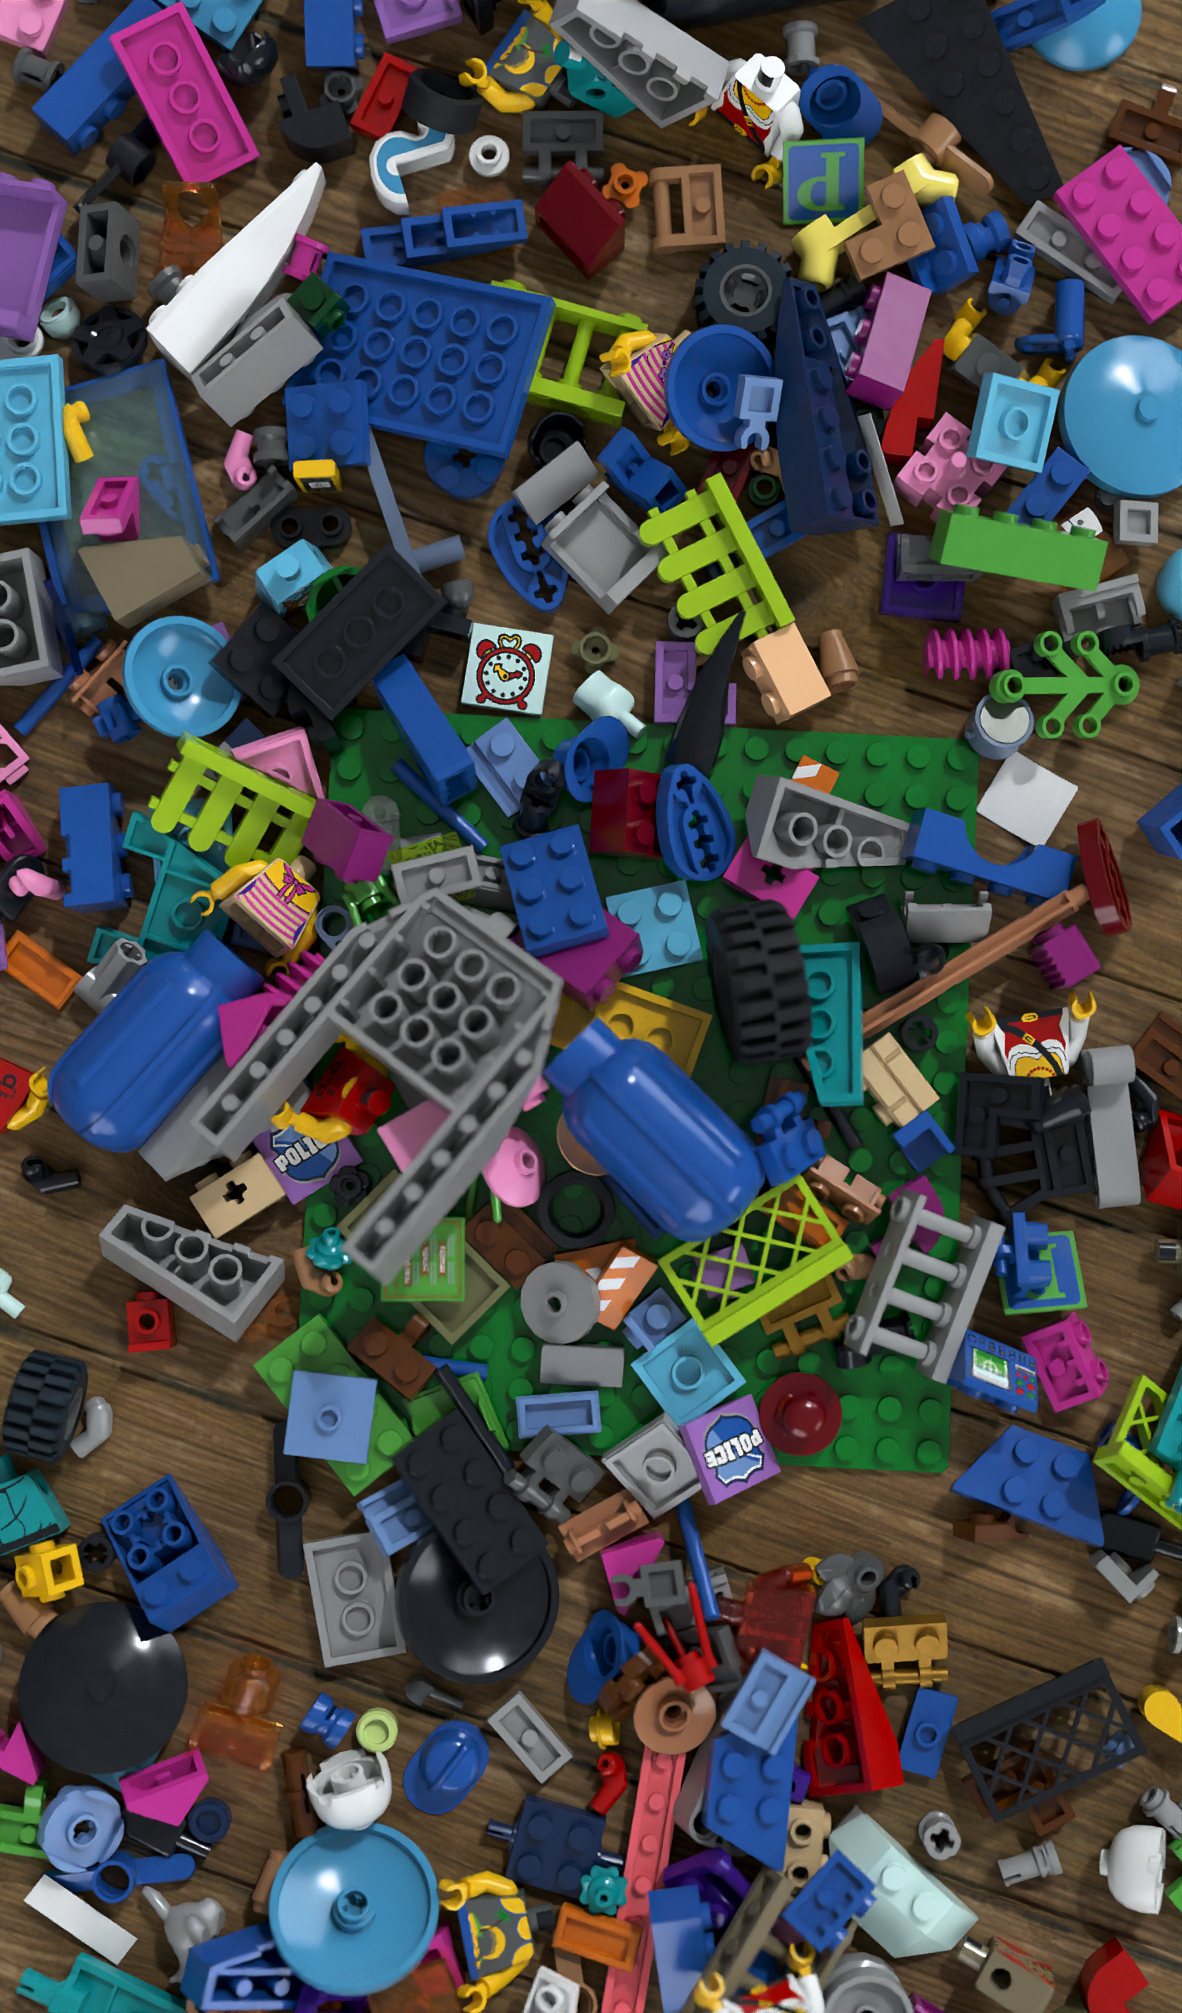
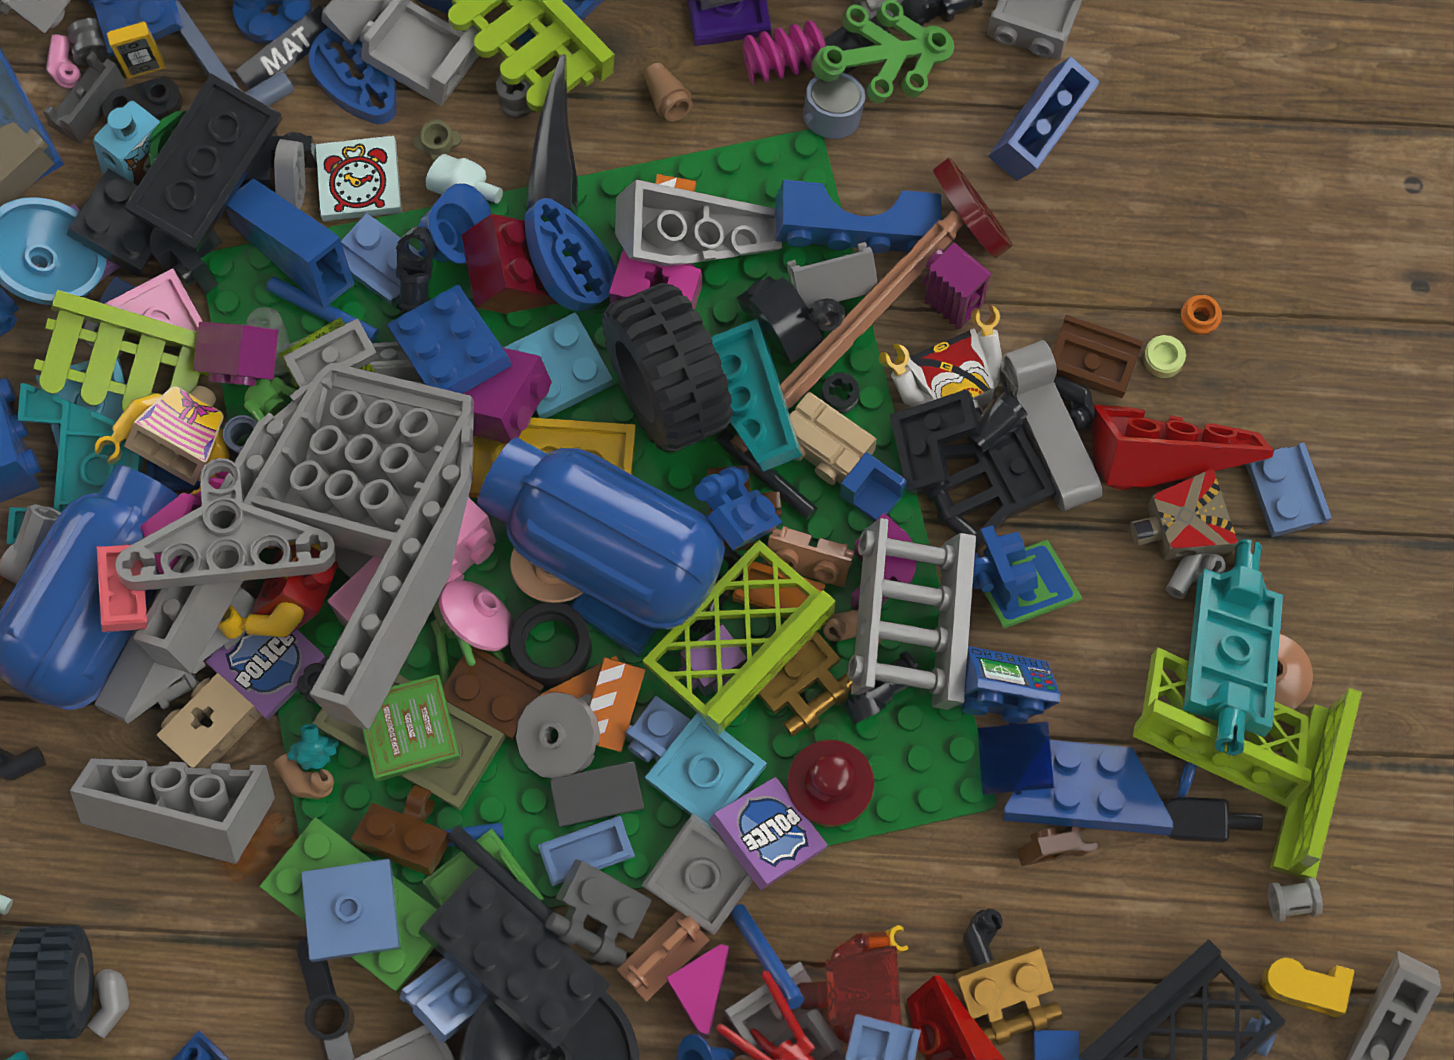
camera: 15 degrees left, 15 degrees down
(163, 1333) = (156, 886): red brick -> none
(187, 1072) = (119, 605): none -> coral plate
(273, 1050) = (202, 541): none -> light grey beam
(440, 655) = (290, 171): none -> light grey beam
(458, 593) = (295, 120): dark grey hinge -> none
(465, 509) = (284, 50): none -> black sticker
(659, 1584) = (732, 986): dark grey plate -> none
(675, 679) = (516, 140): medium lavender plate -> none
(784, 673) = (620, 110): light nougat brick -> none
(845, 1586) = (926, 949): dark grey plate -> none
(977, 1436) = (1015, 758): none -> clear blue piece
(1026, 799) = (879, 166): white sticker -> none
(1067, 1362) = (1080, 663): dark pink bracket -> none
(1115, 1571) = (1196, 857): light grey bracket -> none

